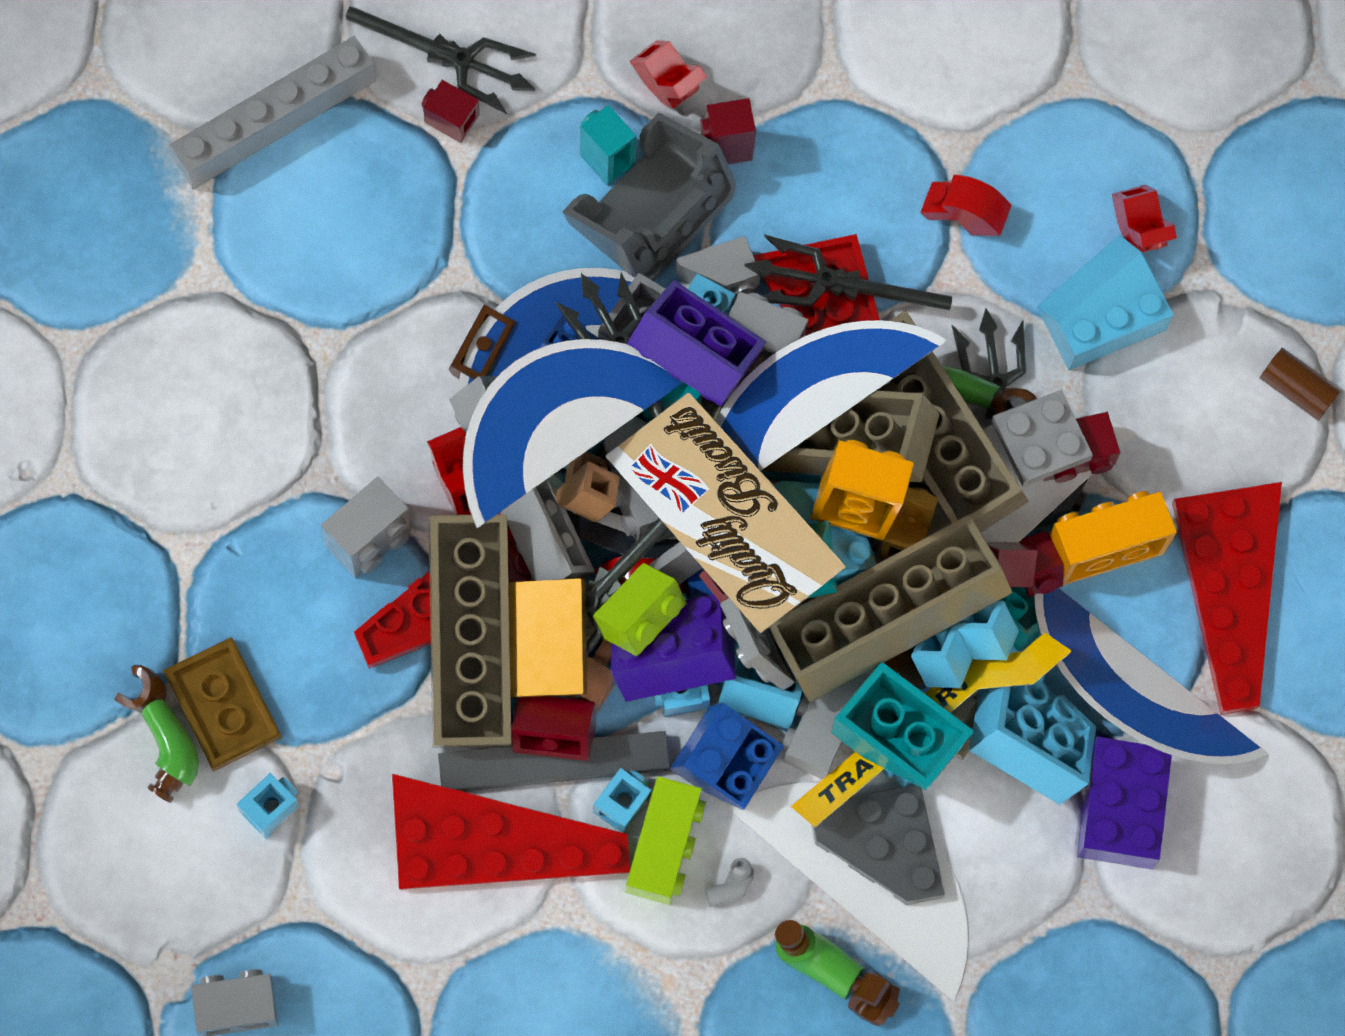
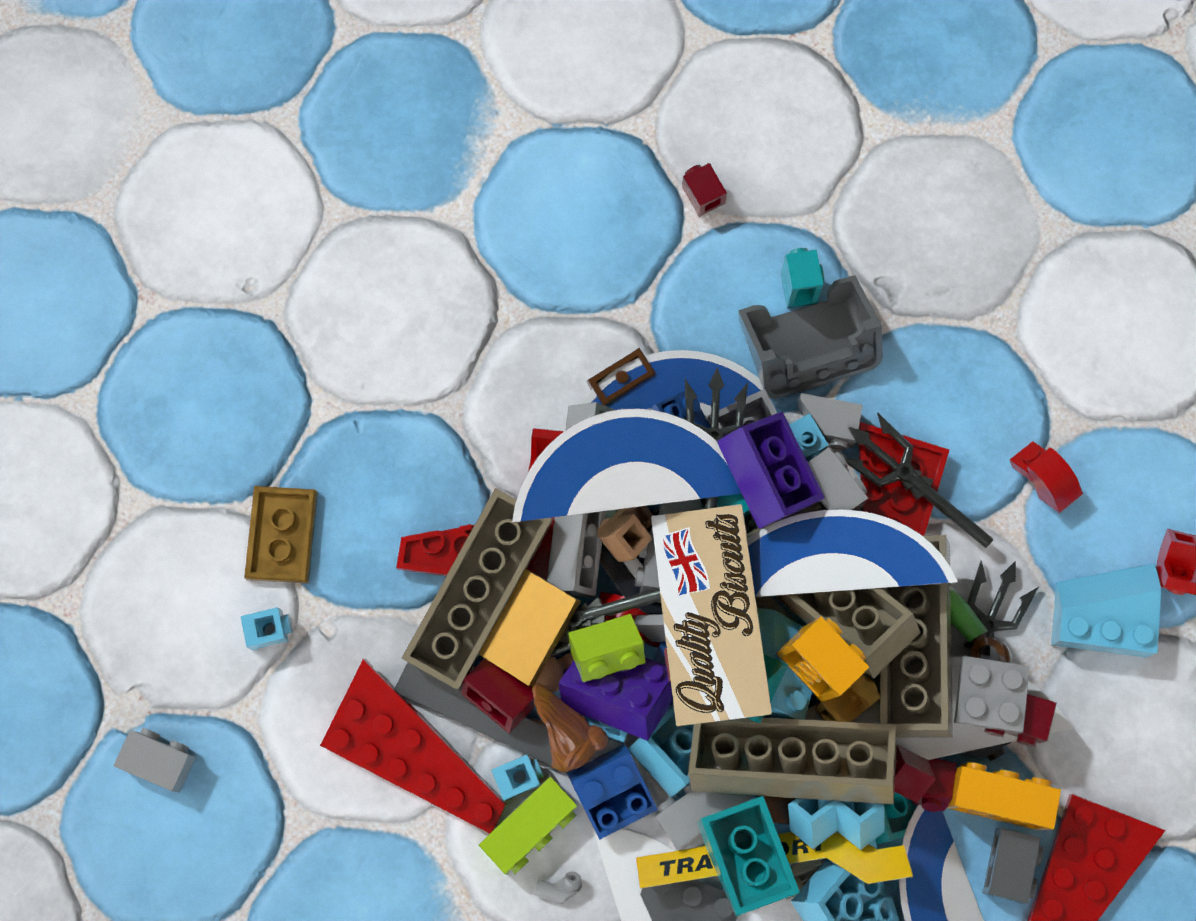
camera: 40 degrees right, 5 degrees up
(177, 753) = (226, 552): bright green piece -> none
(273, 112) = (575, 120): light grey brick -> none
(367, 528) = (453, 467): light grey brick -> none
(451, 55) = (730, 148): pearl dark grey piece -> none
(653, 722) = (569, 733): none -> dark orange hair
(667, 74) = (880, 248): brick -> none
(731, 127) = (899, 317): dark red brick -> none
(756, 648) = (672, 738): light grey plate -> none
(1159, 599) = (1013, 866): none -> dark grey brick

